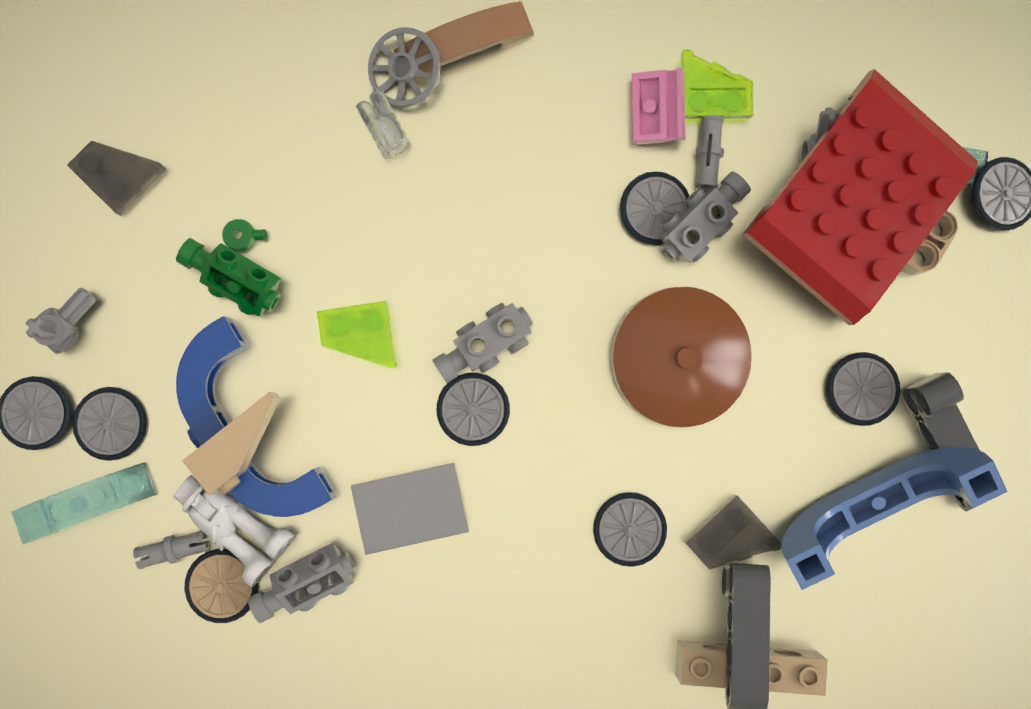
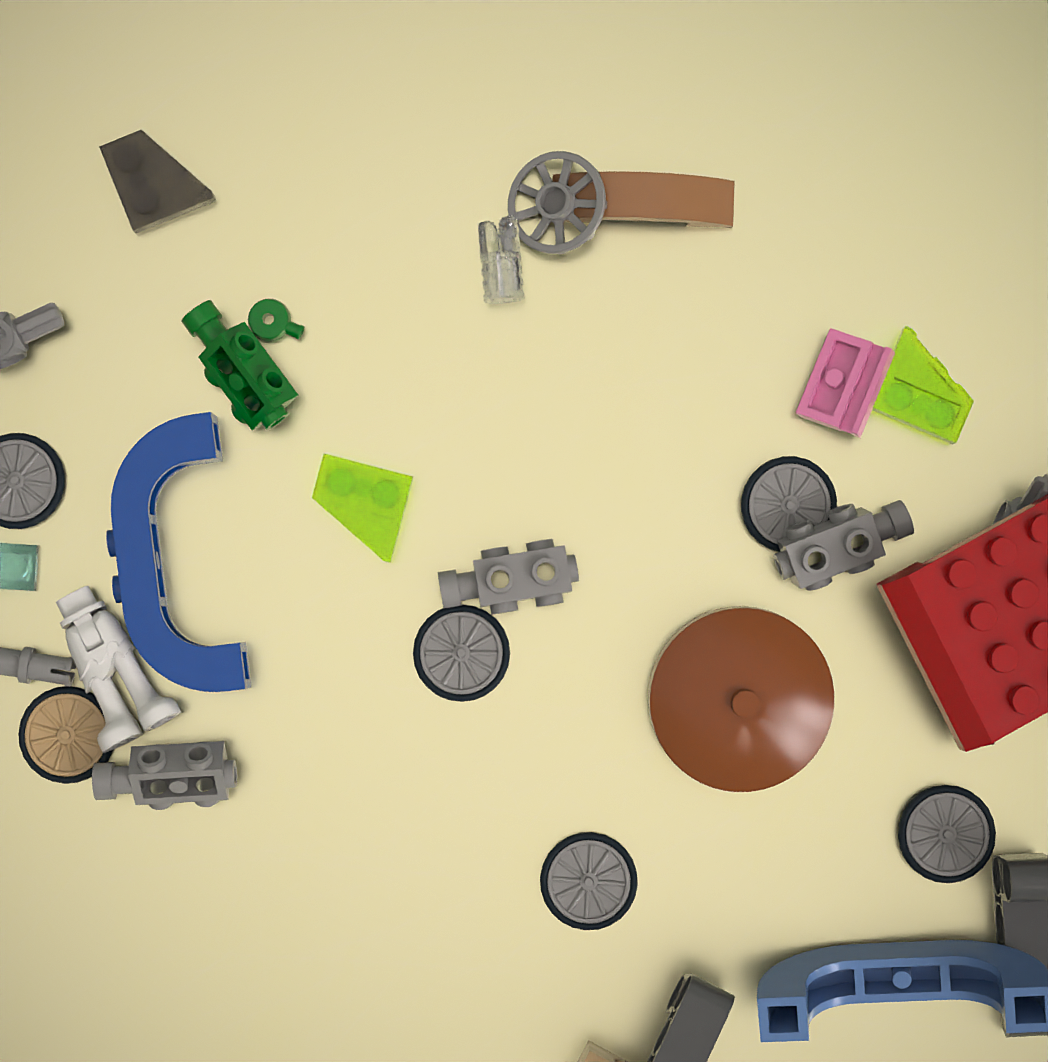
camera: 30 degrees right, 0 degrees up
(230, 450) = (149, 579): tan slope -> none
(409, 508) = (333, 740): light grey tile -> none
(711, 129) = (898, 436): light grey pin -> none
(731, 536) = (707, 942): clear smoke wing -> none

